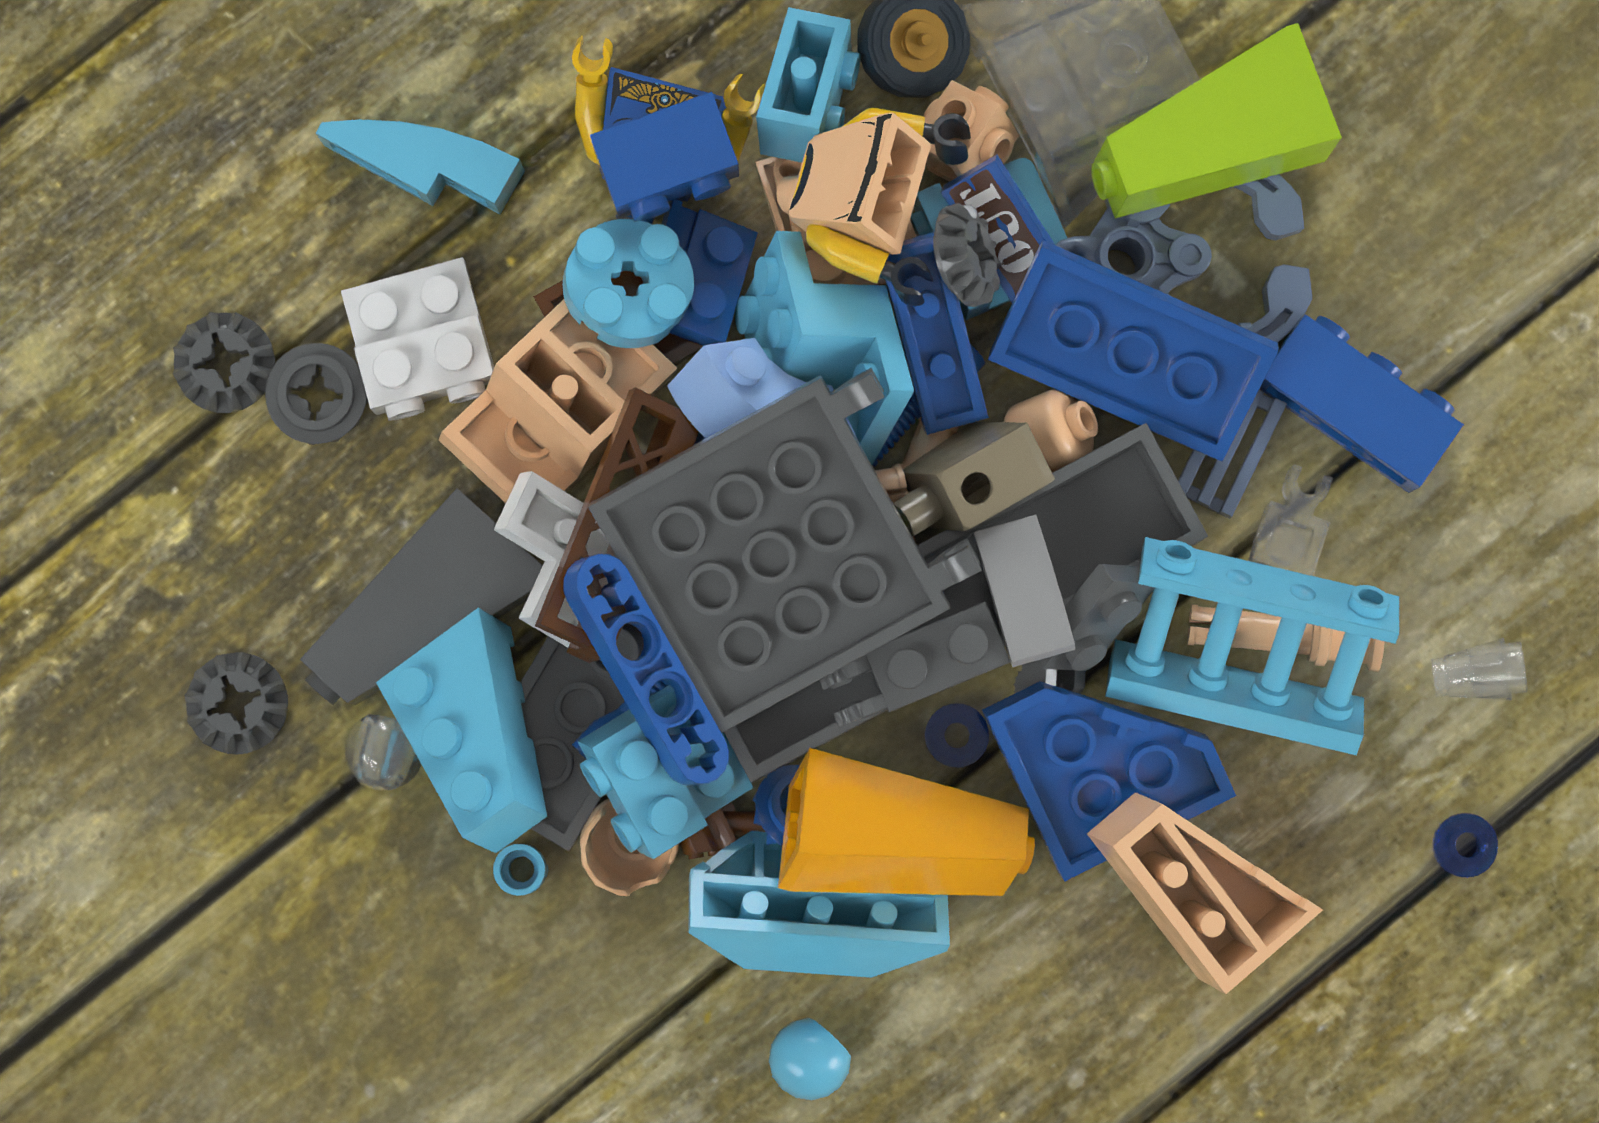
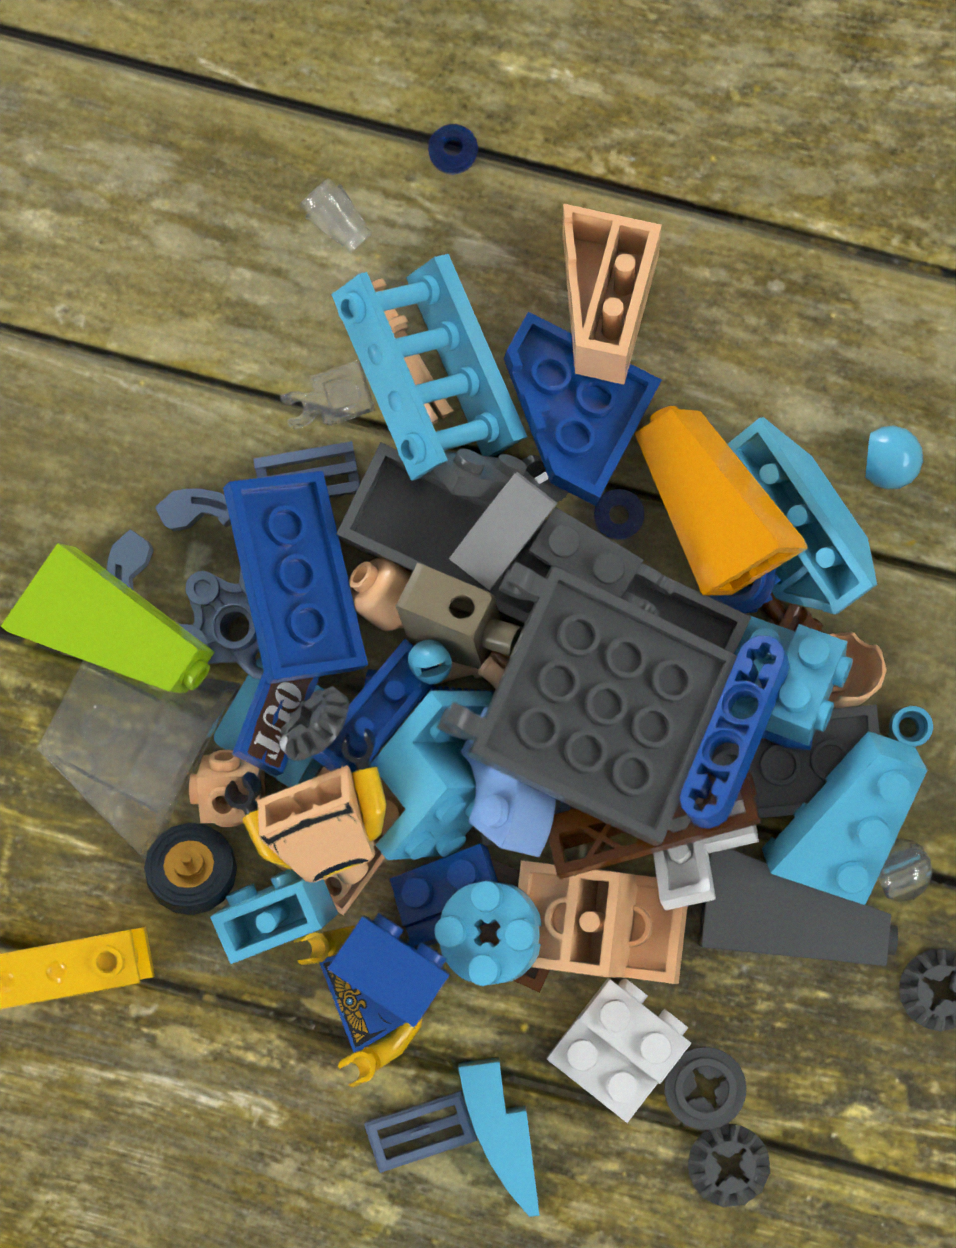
camera: 125 degrees left, 0 degrees up
(504, 32) = (461, 1117): none -> sand blue tile
(952, 424) = (429, 654): none -> medium azure hinge
(1361, 402) = (218, 410): blue brick -> none

